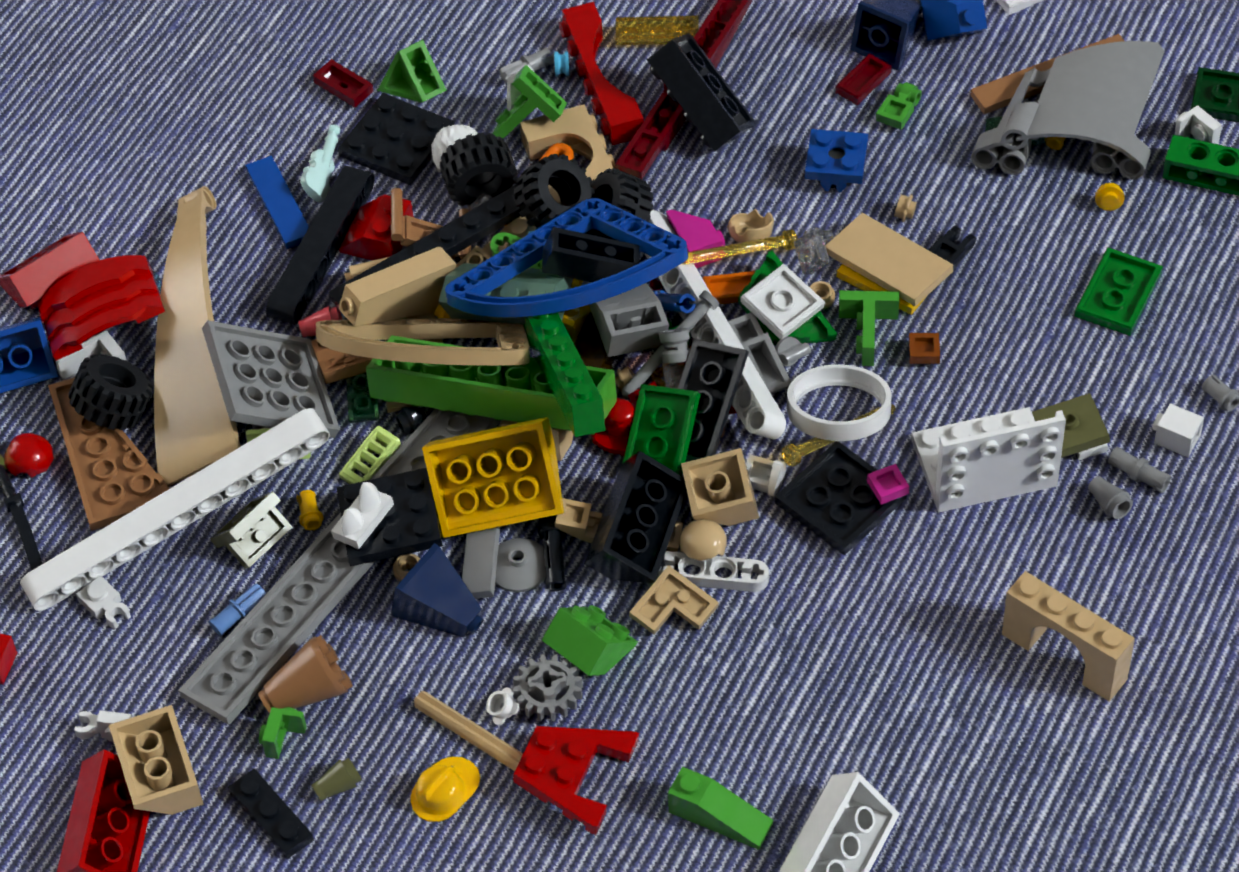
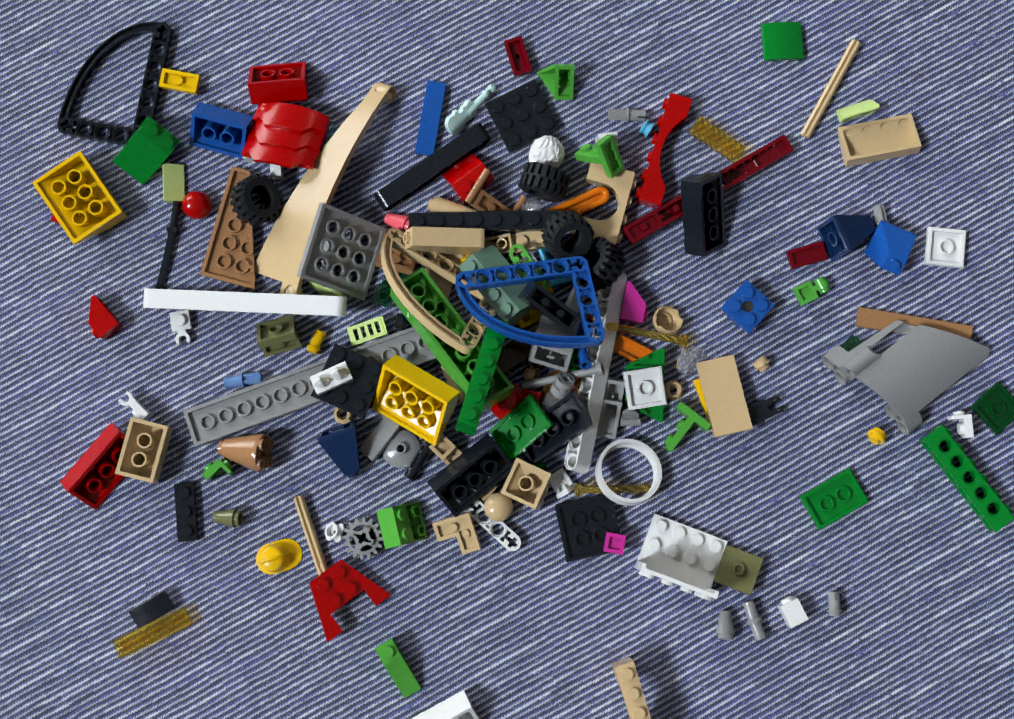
camera: 30 degrees right, 30 degrees up
(924, 348) = (701, 464): dark orange plate -> none

